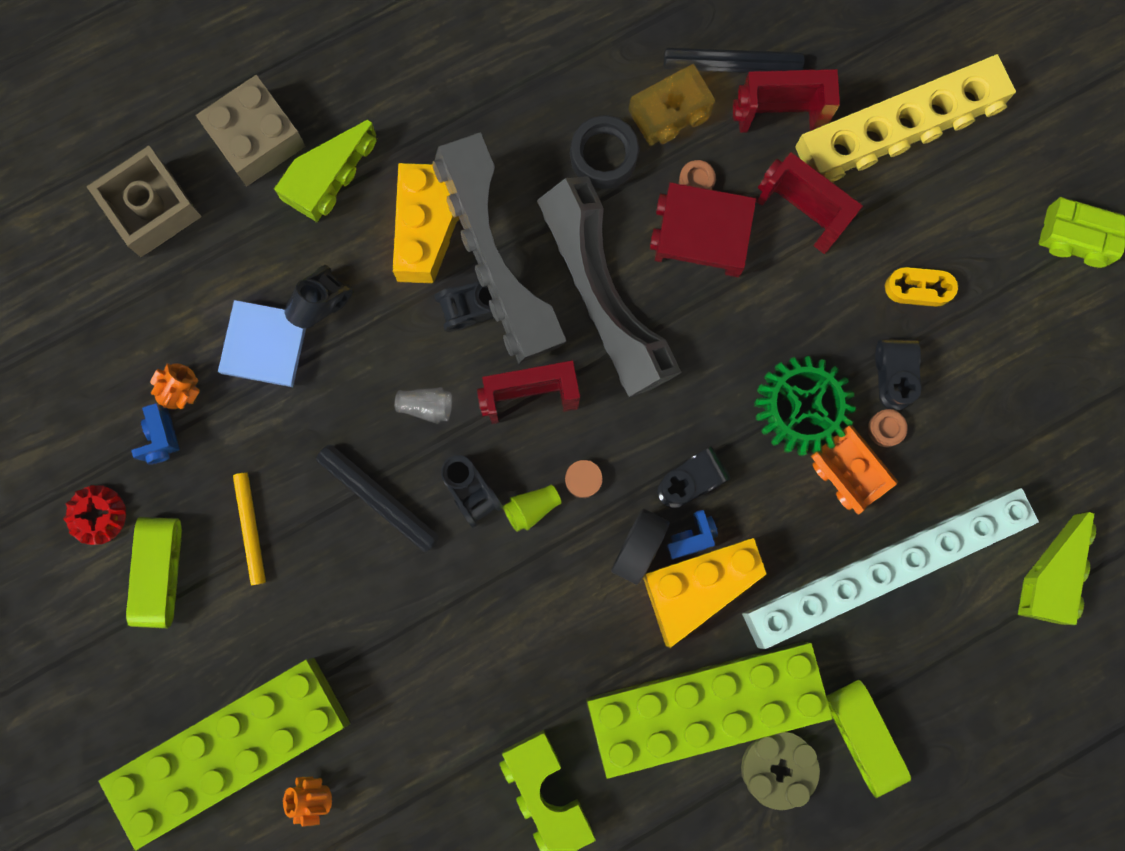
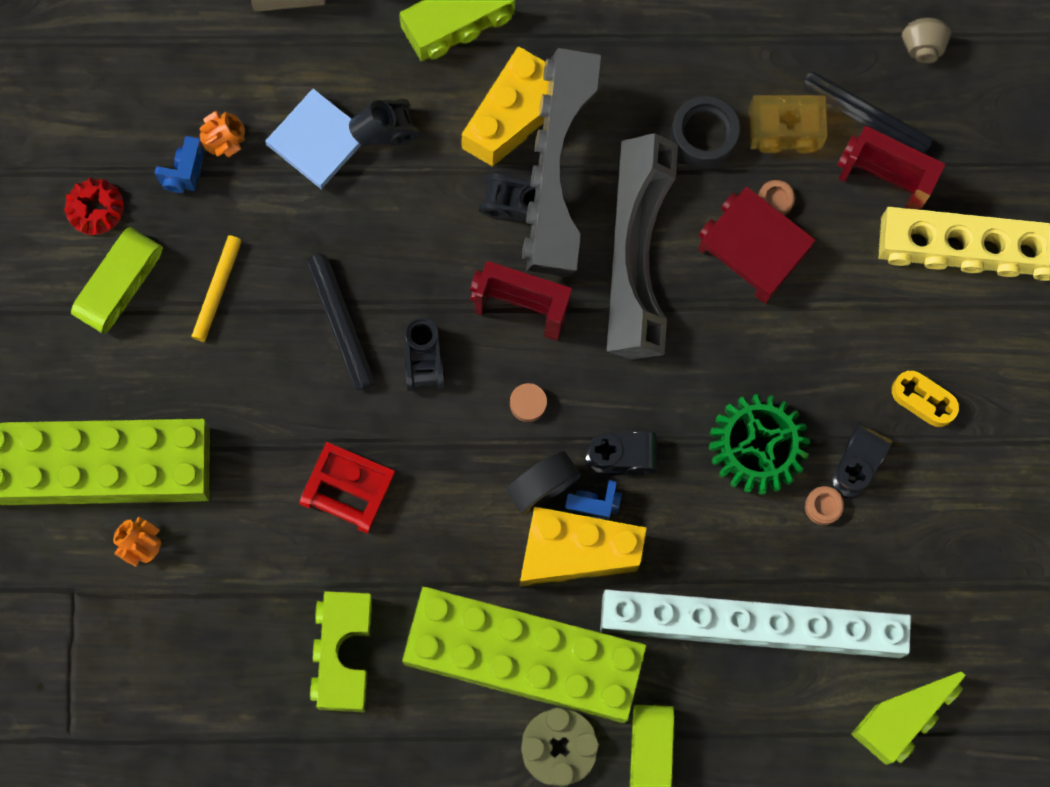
camera: 30 degrees right, 5 degrees down
(427, 404) = (427, 264): clear cone -> none
(465, 632) = (353, 476): none -> red plate
(529, 508) = (465, 400): lime cone -> none
(811, 195) = (867, 264): dark red panel -> none
(853, 470) = (770, 523): orange bracket -> none

